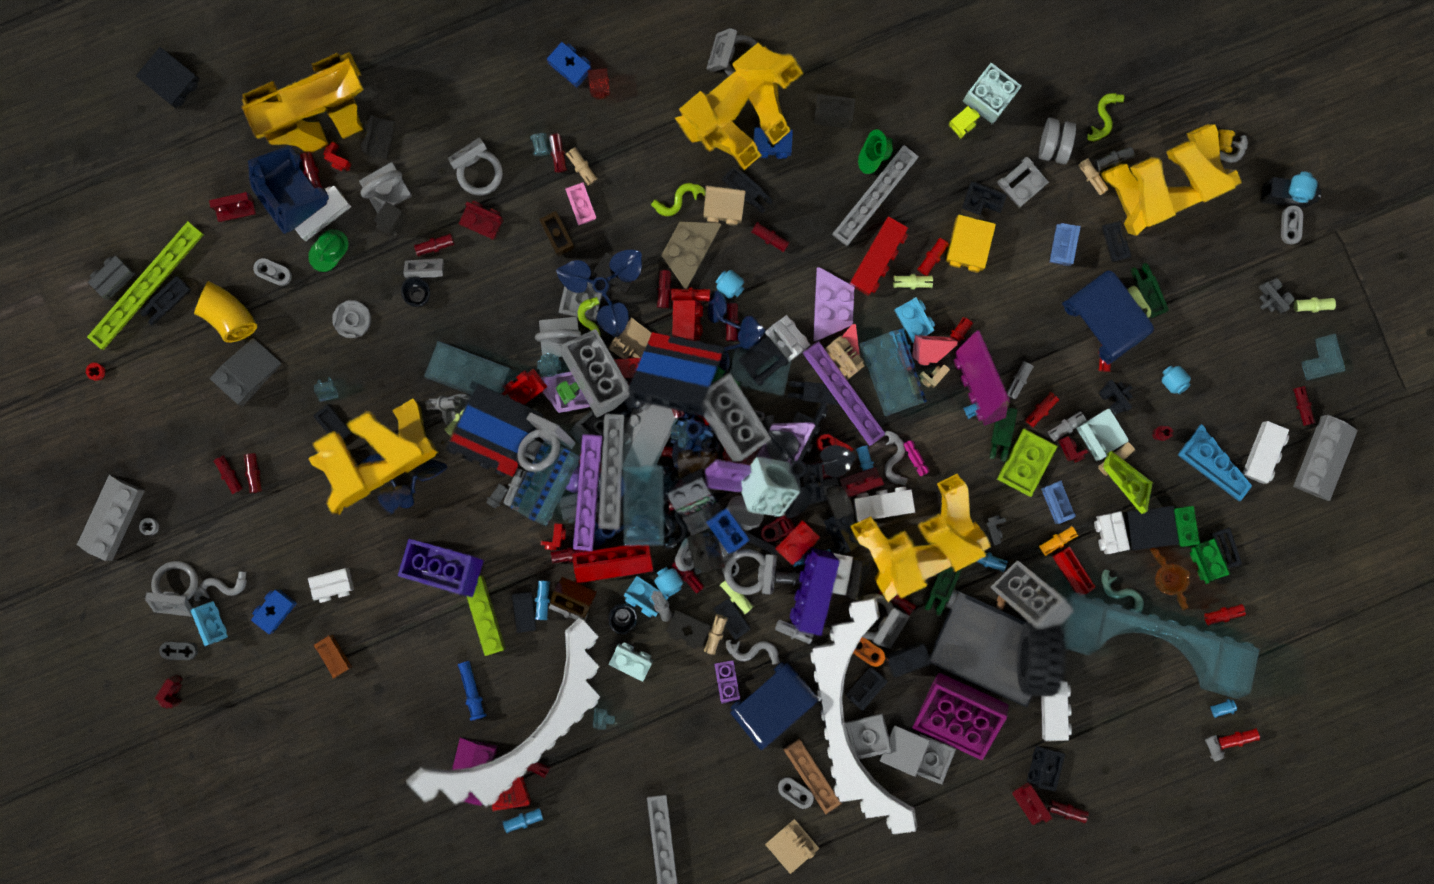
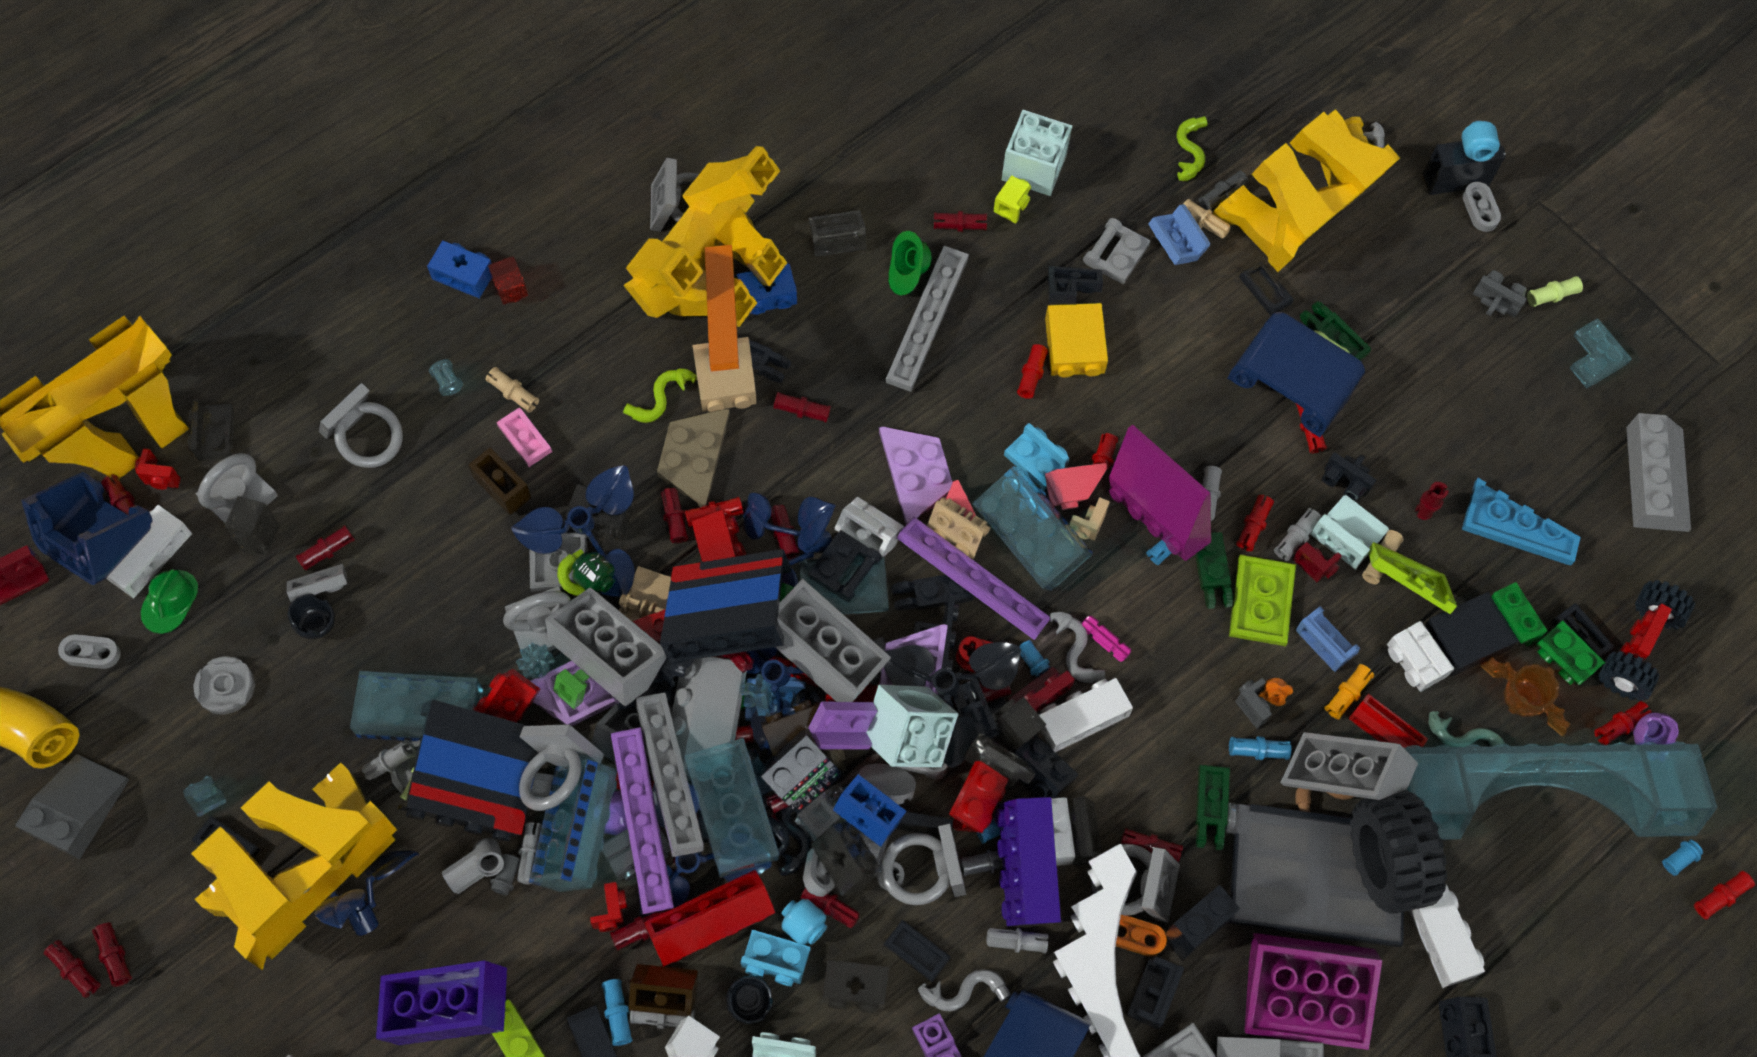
camera: 20 degrees left, 20 degrees down
(480, 220) = (386, 496): dark red bracket -> none
(485, 485) = (473, 866): none -> light grey piece
(557, 153) = (474, 382): dark red axle -> none
(600, 318) = (593, 572): none -> dark green head
(662, 606) = (804, 960): light grey axle -> none
(715, 634) = (899, 980): tan pin -> none
(730, 284) = (765, 479): medium azure head -> none
(733, 162) = (721, 308): none -> orange tile
(742, 602) = (914, 914): yellowish green pin -> none
(779, 528) = (943, 792): dark red piece -> none
(818, 523) = (999, 759): none -> clear smoke bracket
(878, 256) = (958, 390): red brick -> none
(912, 281) = (1016, 409): yellowish green pin -> none
(922, 127) = (960, 221): none -> dark red pin
(953, 536) = (1152, 779): yellow animal -> none
(1011, 527) = (1276, 691): none -> orange plate
(1057, 140) = (1142, 184): light grey wheel -> none
(1064, 244) = (1201, 308): medium blue hinge -> none
(1070, 185) = (1180, 235): none -> medium blue bracket
(1176, 379) = (1418, 431): medium azure head -> none
(1215, 748) = (1697, 920): light grey pin -> none
(1241, 628) = (1656, 728): none -> medium lavender hair
(1266, 452) = (1578, 489): white brick -> none
(1282, 550) = (1660, 608): none -> black plate
(1304, 405) = (1599, 418): dark red pin -> none

